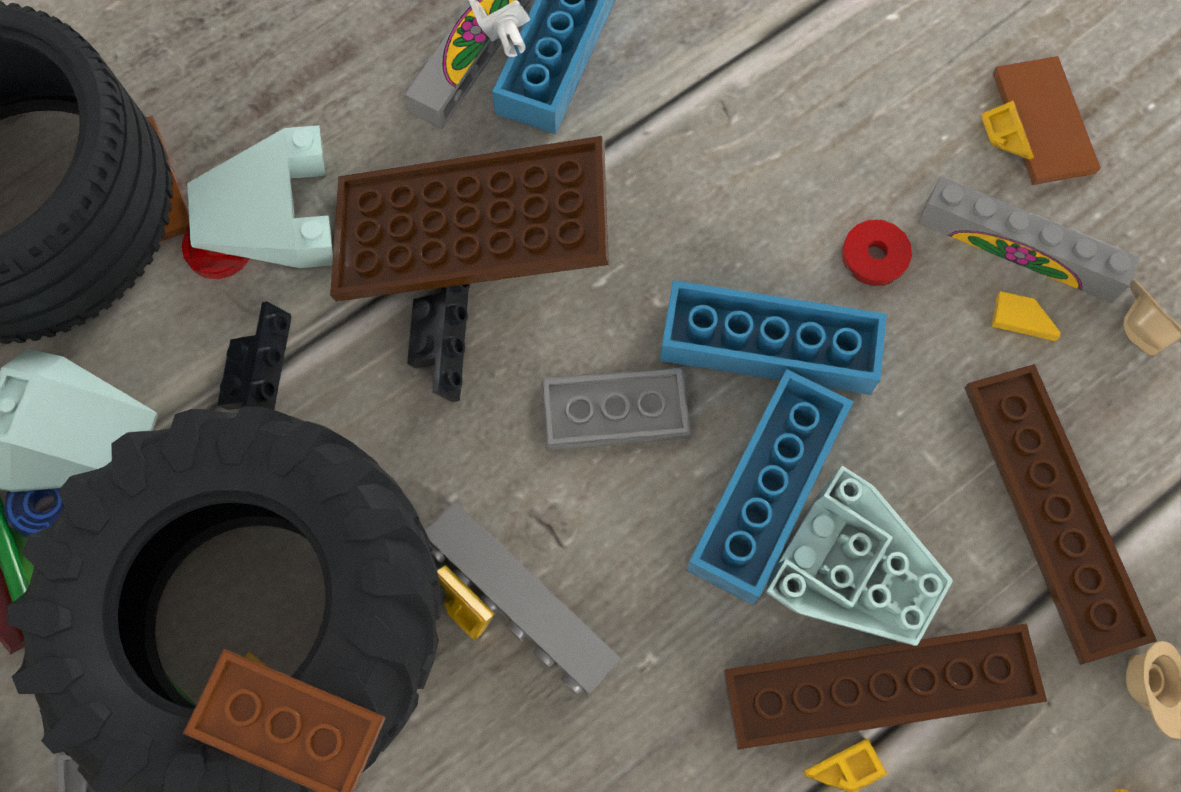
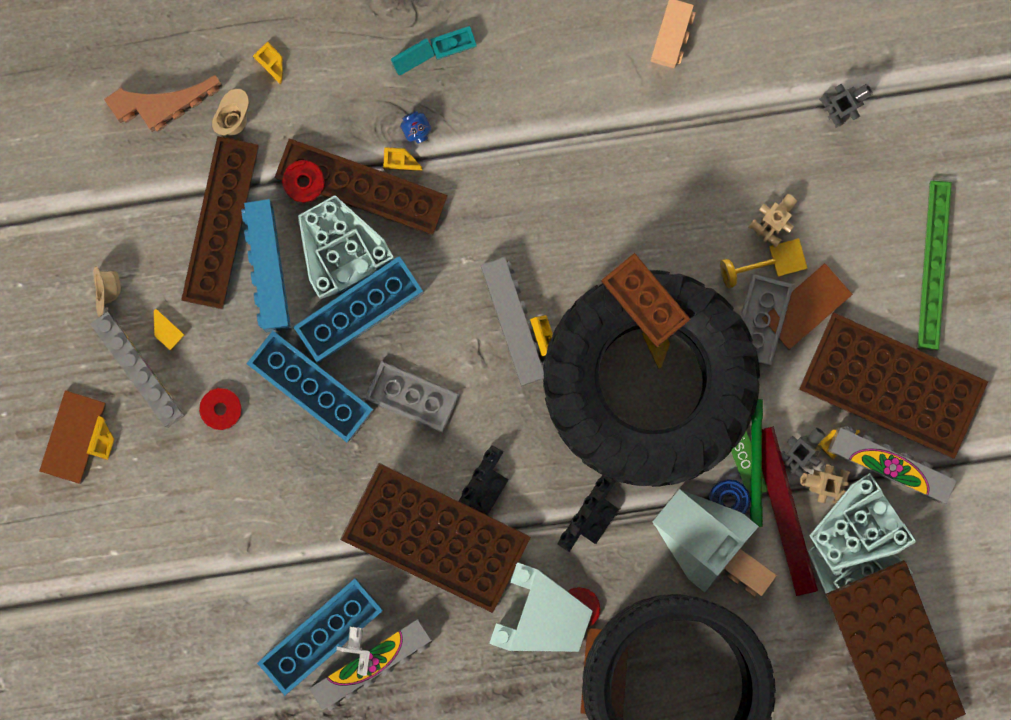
camera: 155 degrees left, 15 degrees up
(951, 476) = (267, 266): none -> dark azure brick
(964, 657) = (307, 193): none -> red tile

